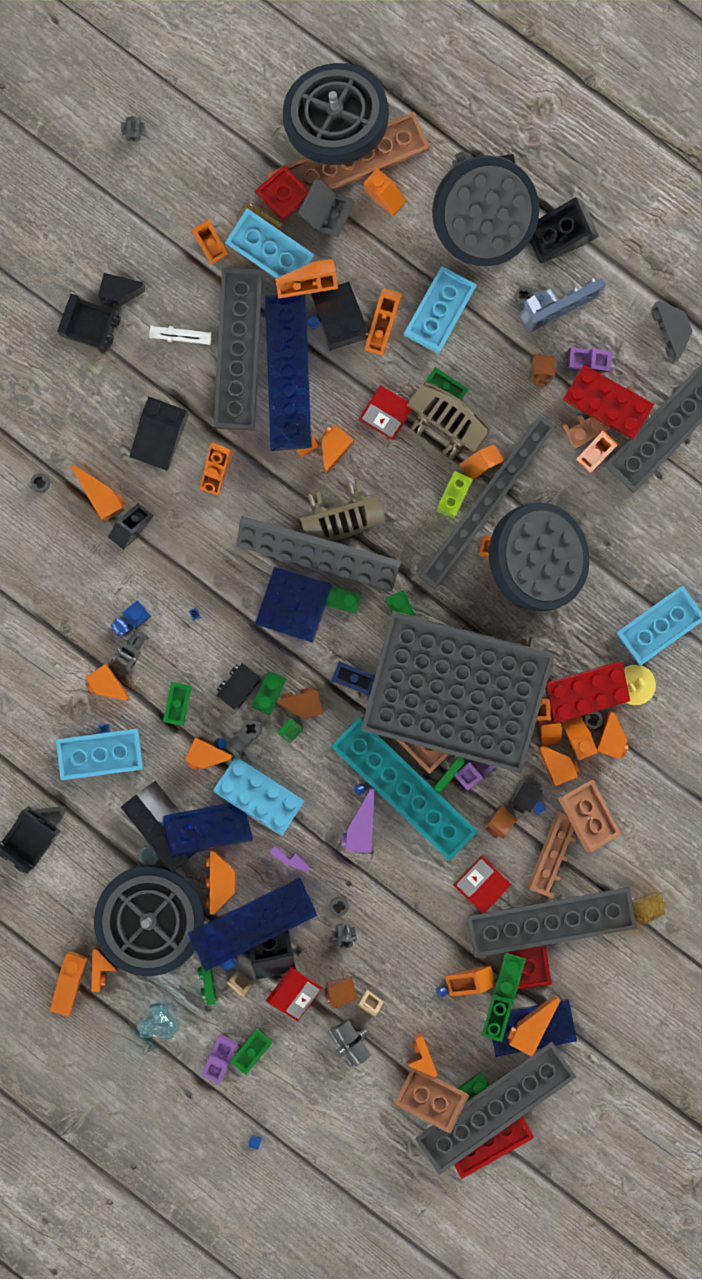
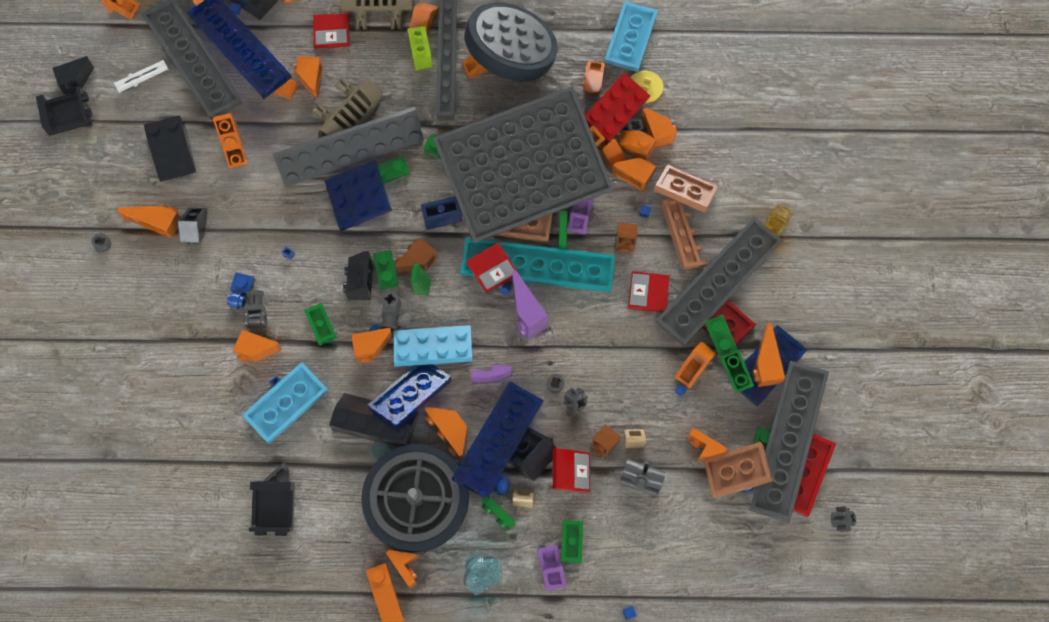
camera: 30 degrees left, 15 degrees down
(360, 764) = (491, 268): none -> red tile
(487, 1202) = (843, 519): none -> dark grey gear
(525, 797) = (629, 204): black slope -> none
(593, 642) = (593, 77): none -> orange slope

